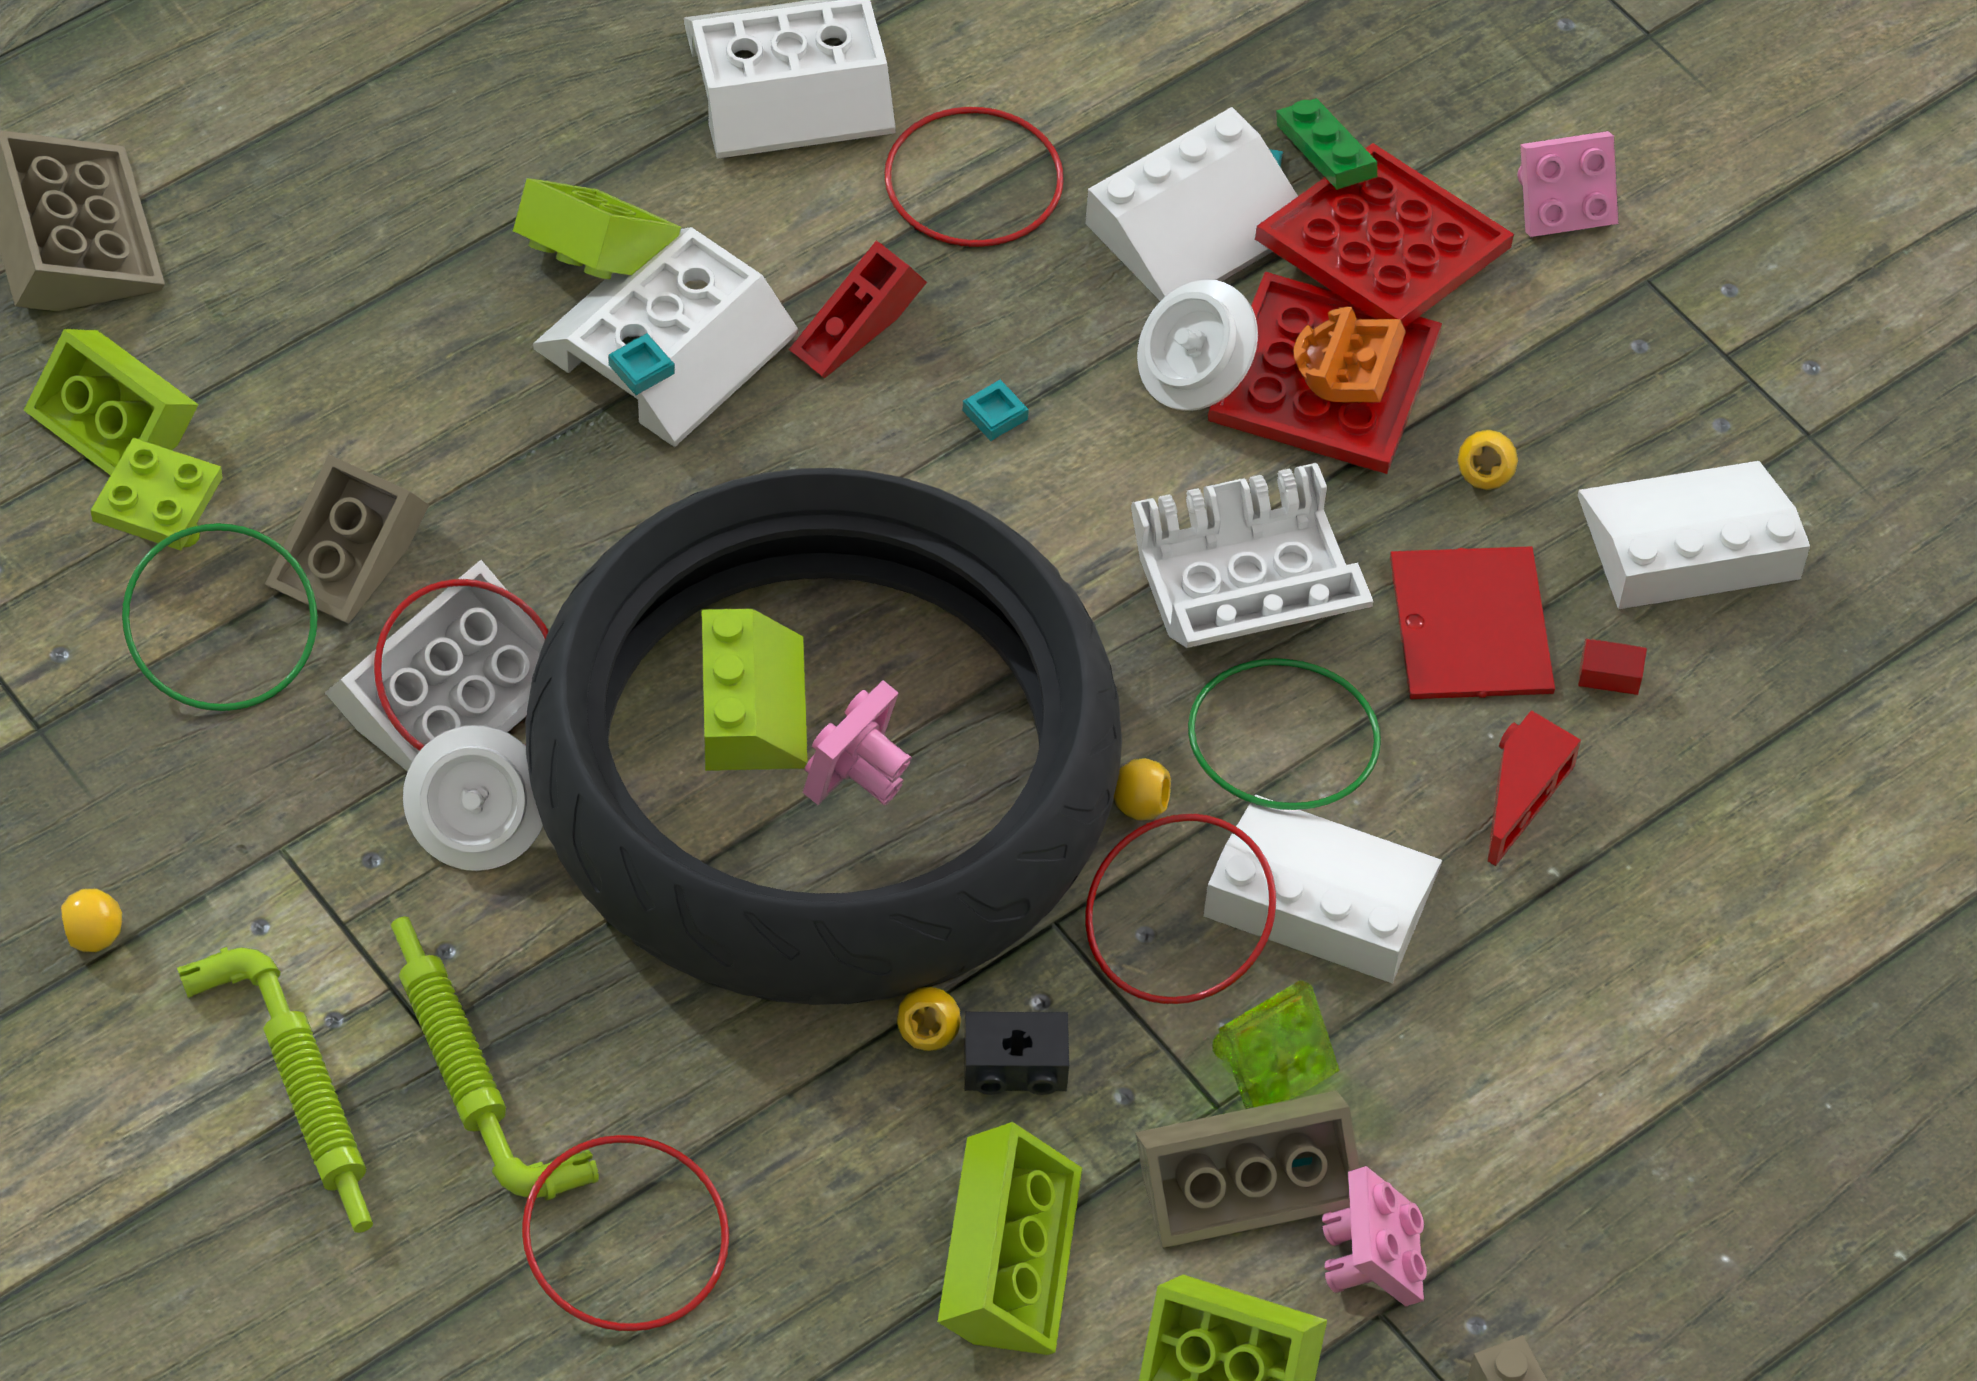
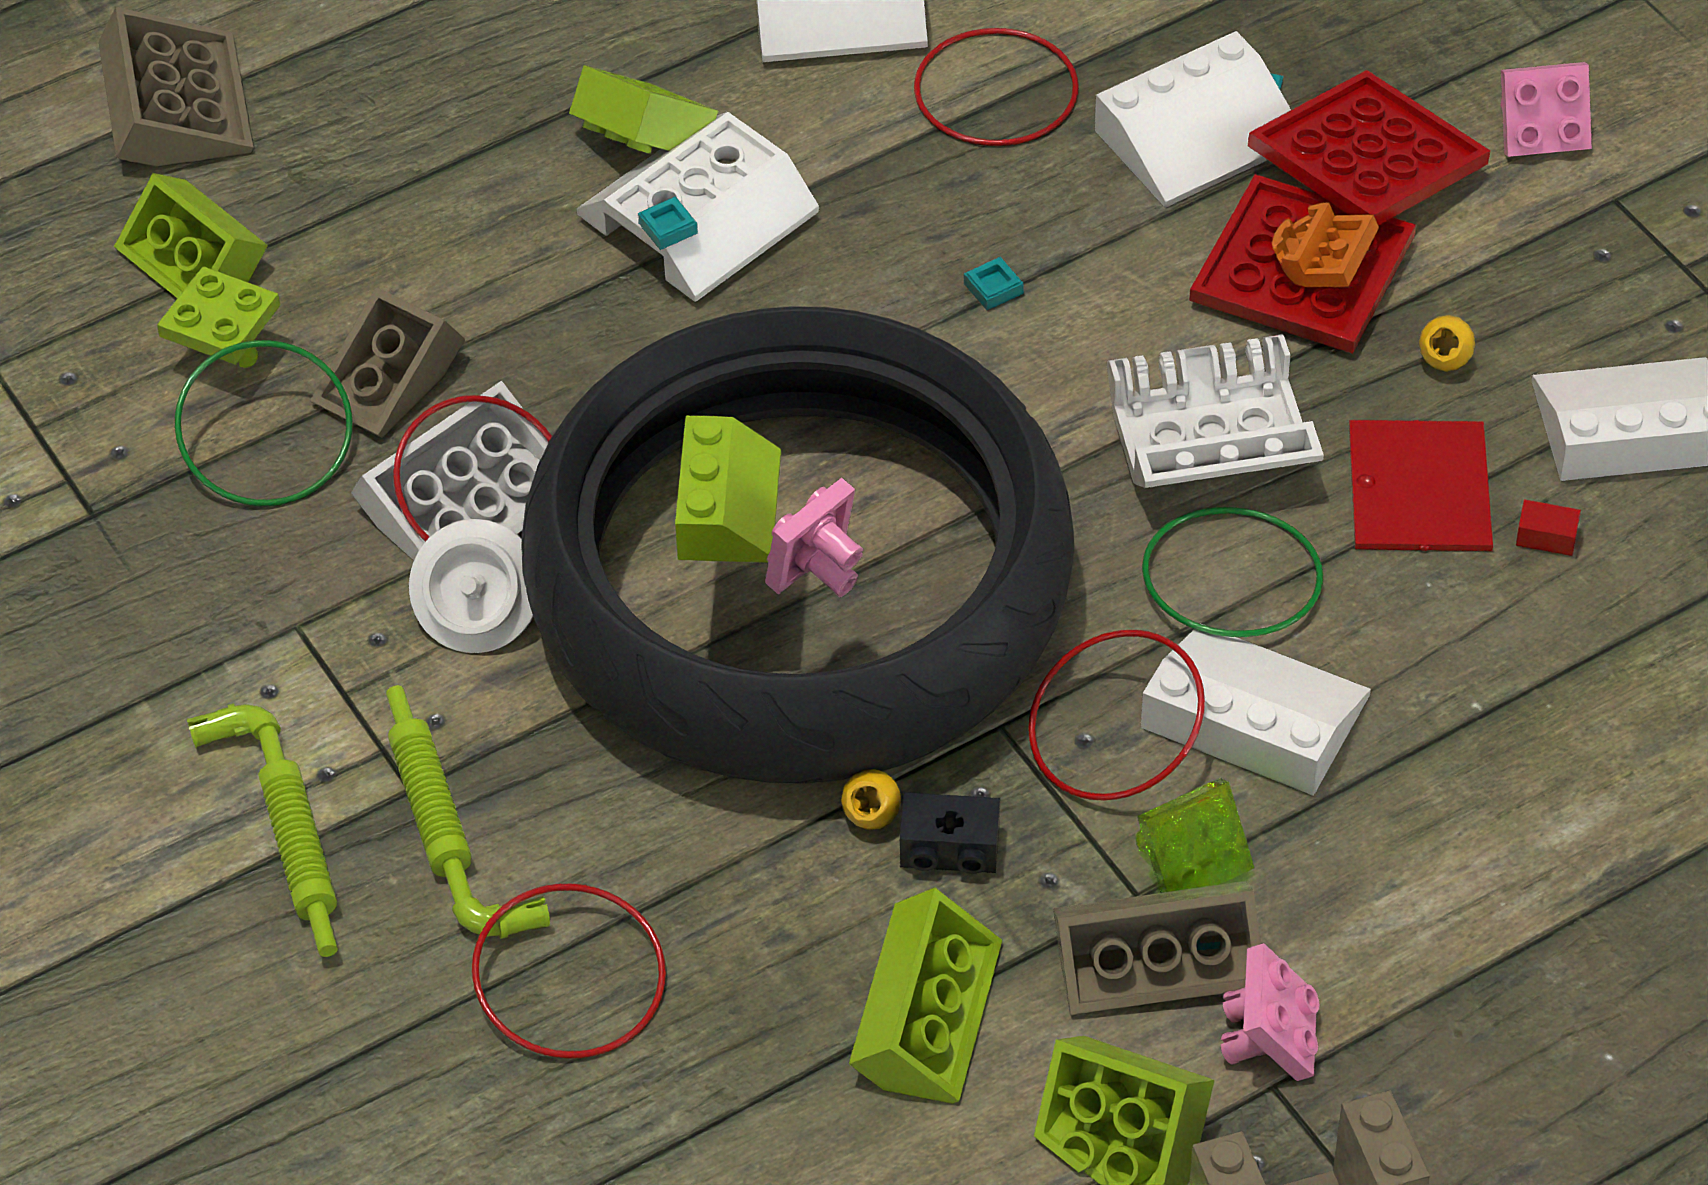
camera: 10 degrees right, 5 degrees down
(91, 920) = (115, 674): yellow piece -> none
(858, 310) = (876, 191): red slope -> none
(1143, 789) = (1092, 610): yellow piece -> none
(1197, 345) = (1184, 232): white piece -> none
(1326, 143) = (1323, 67): green plate -> none
(1531, 769) = (1463, 612): red slope -> none

